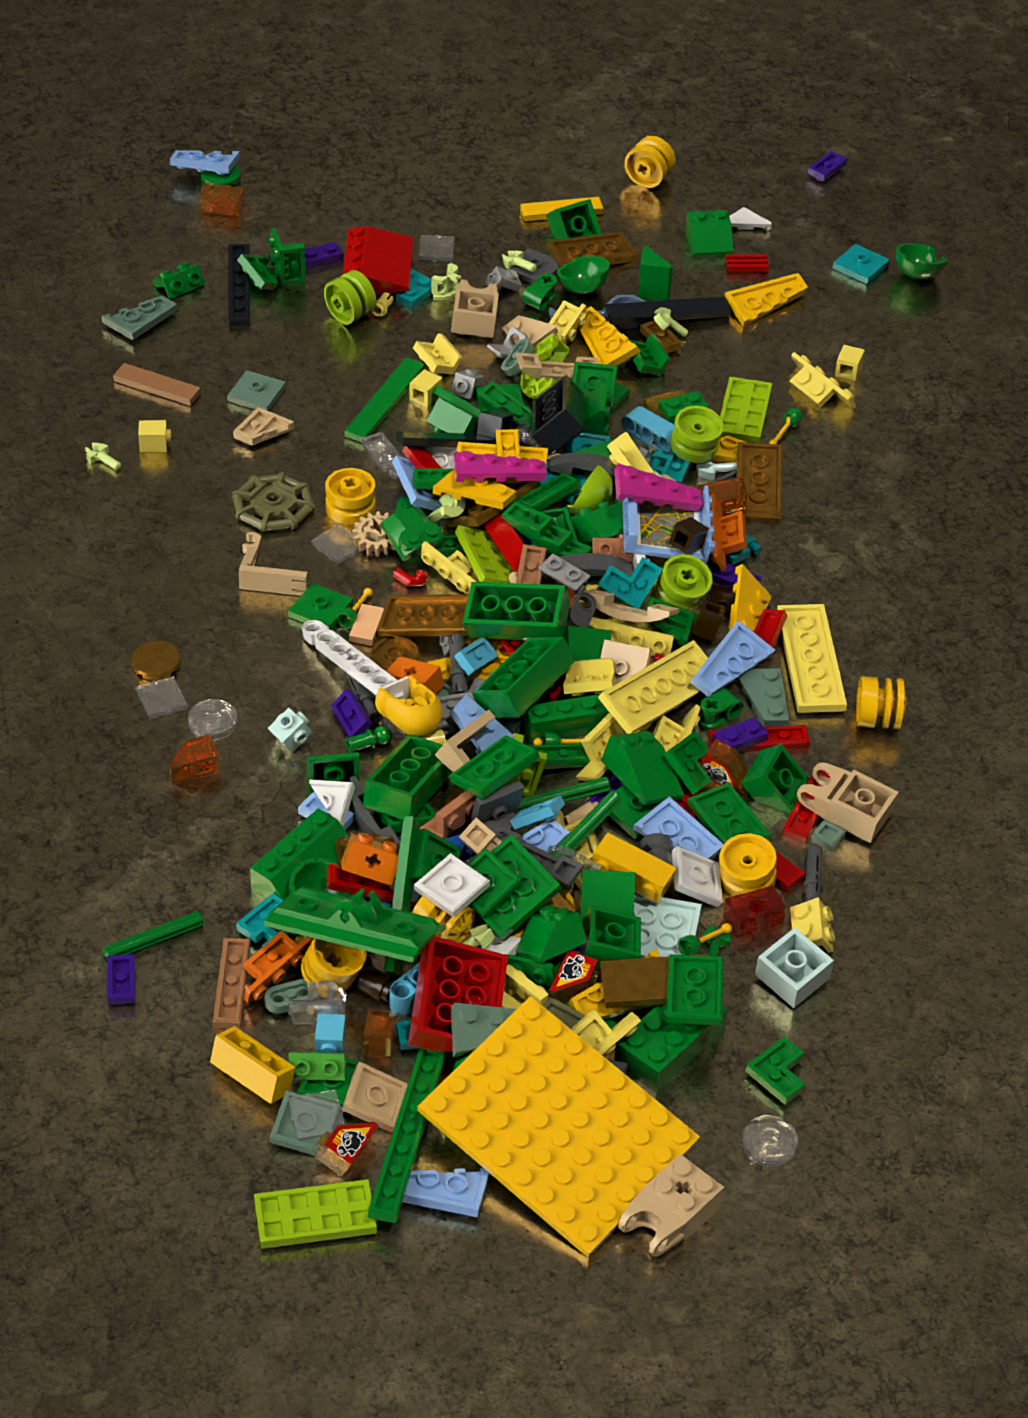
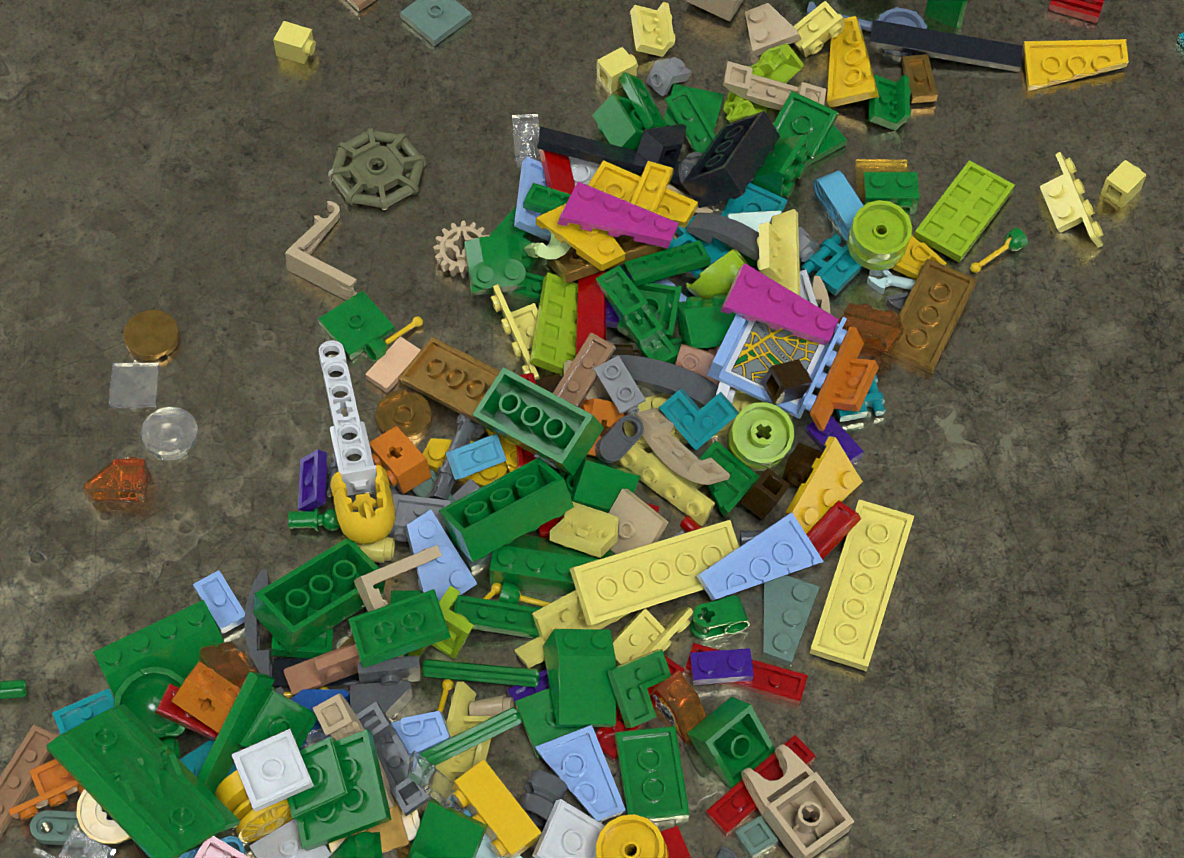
camera: 25 degrees right, 15 degrees up
(100, 453) = (232, 50): yellowish green bar -> none
(262, 426) = (414, 65): tan wing -> none
(291, 729) = (235, 480): light aqua brick -> none
(332, 767) = (250, 550): green slope -> none
(335, 796) = (231, 592): white tile -> none
(336, 544) = (417, 245): clear piece -> none
(350, 495) = (458, 190): yellow wheel -> none
(384, 400) = (566, 69): green tile -> none
(411, 580) = (476, 323): red arm -> none
(481, 936) = (285, 839): yellowish green bar -> none
(503, 350) = (737, 43): light grey bracket -> none
(510, 364) = (743, 54): sand green plate -> none
(532, 815) = (428, 698): medium azure plate -> none
(664, 320) = (933, 61): yellowish green bar -> none
(880, 702) = (903, 683): yellow wheel -> none

